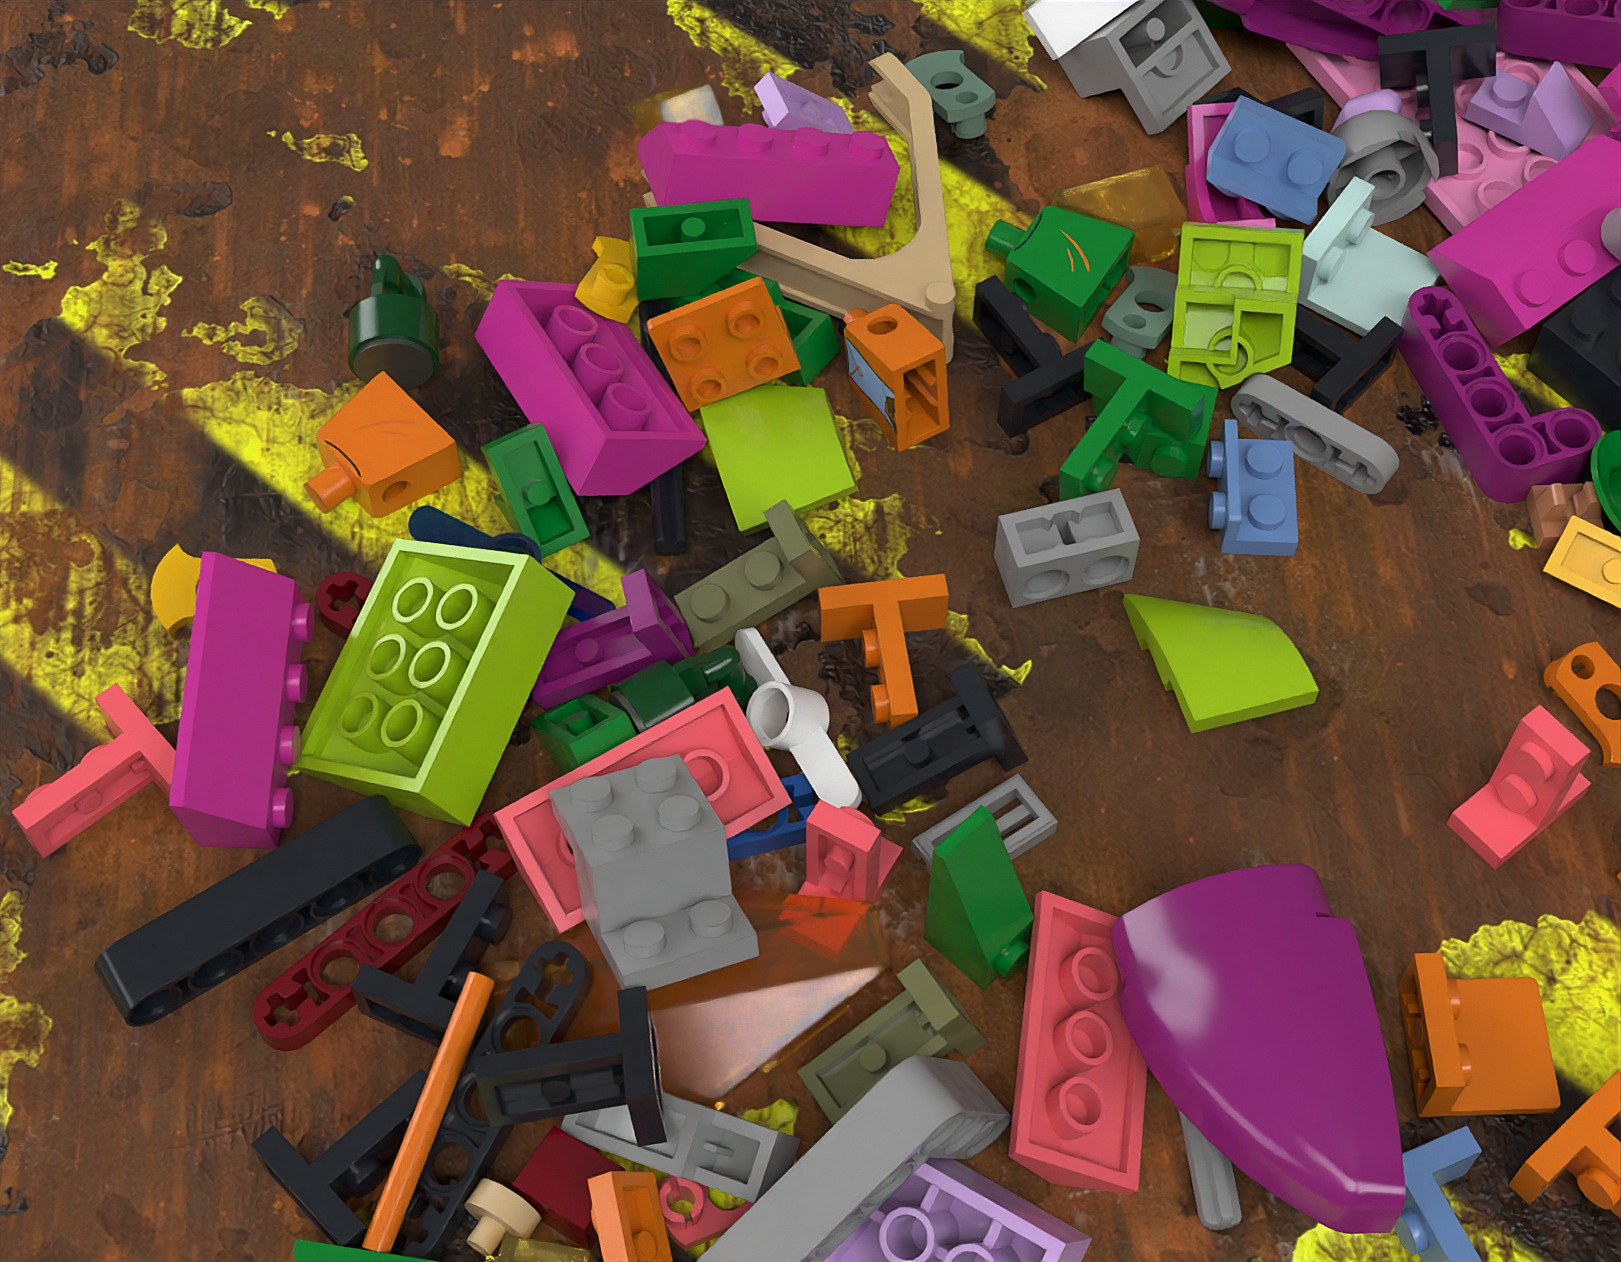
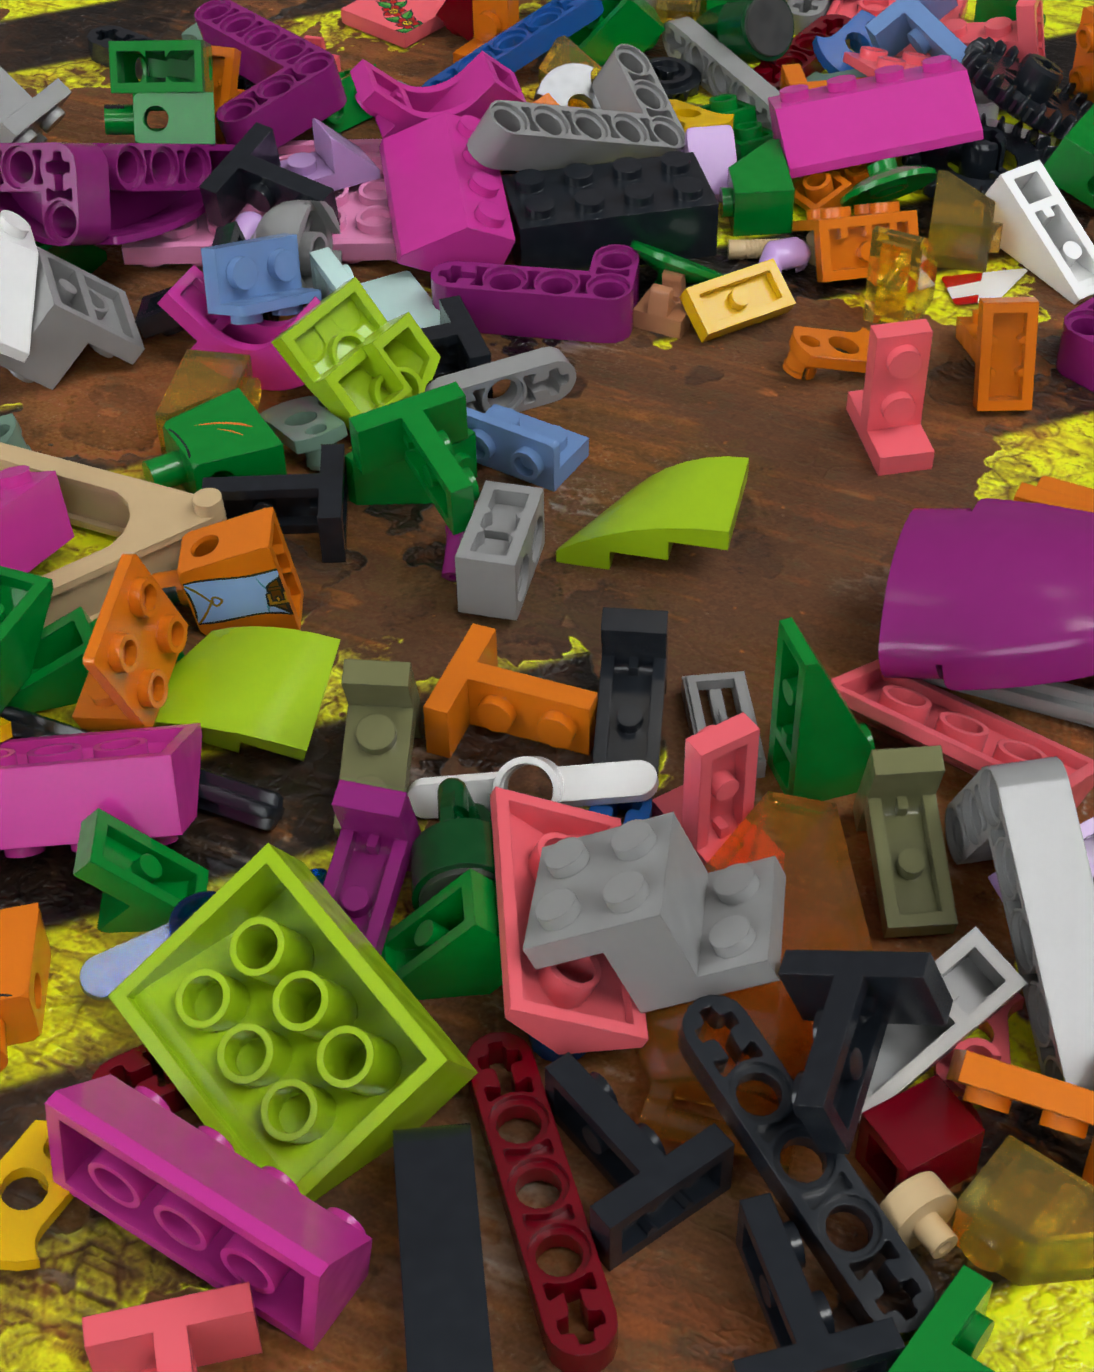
camera: 60 degrees left, 15 degrees down
(428, 1114) = (800, 1209): orange bar -> none

